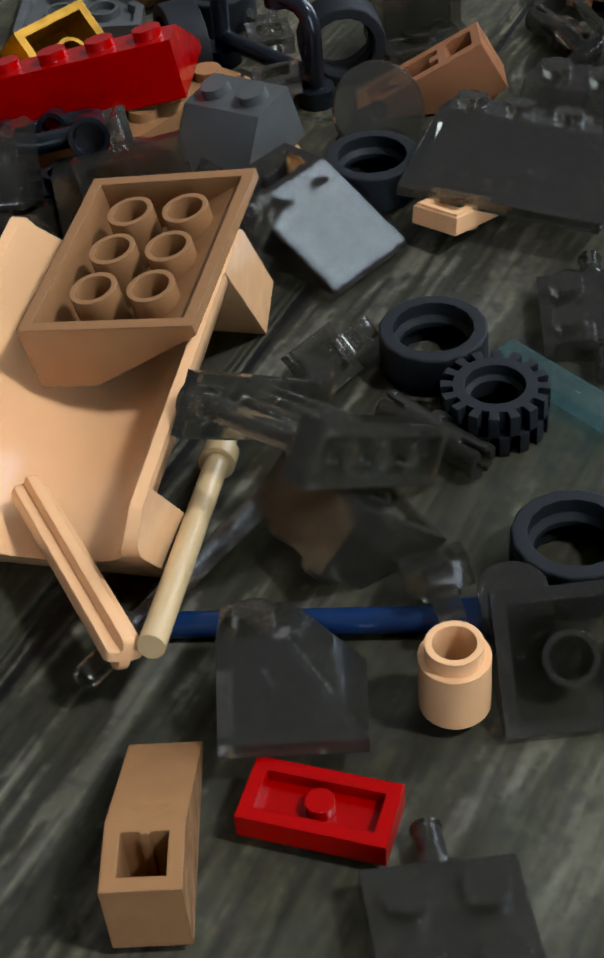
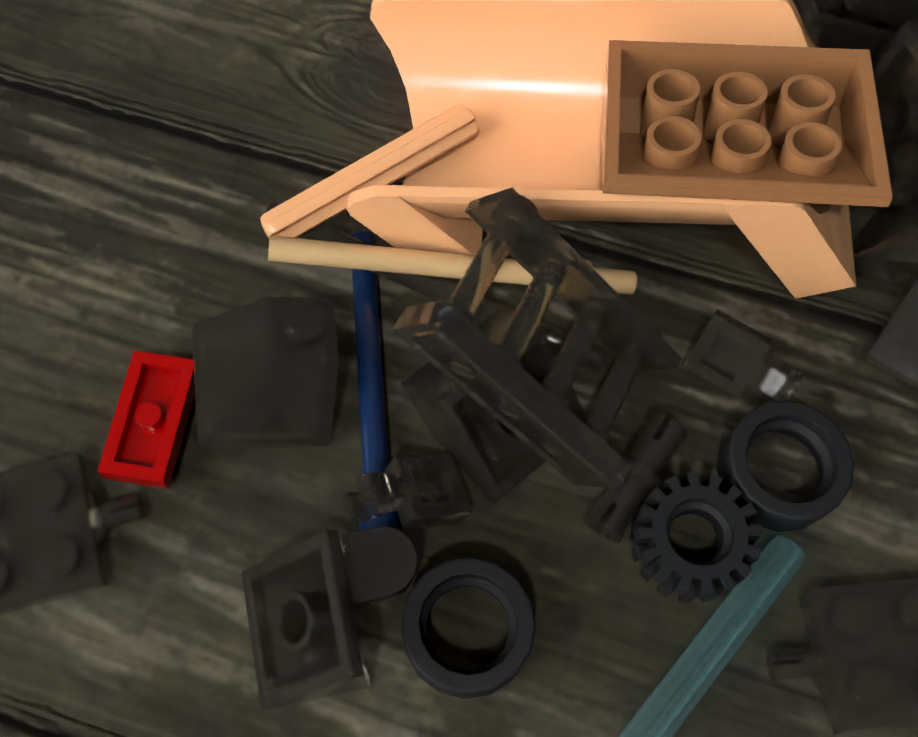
camera: 75 degrees right, 25 degrees up
(153, 847) = (112, 293): medium nougat slope -> none
(454, 675) = (267, 497): light nougat brick -> none

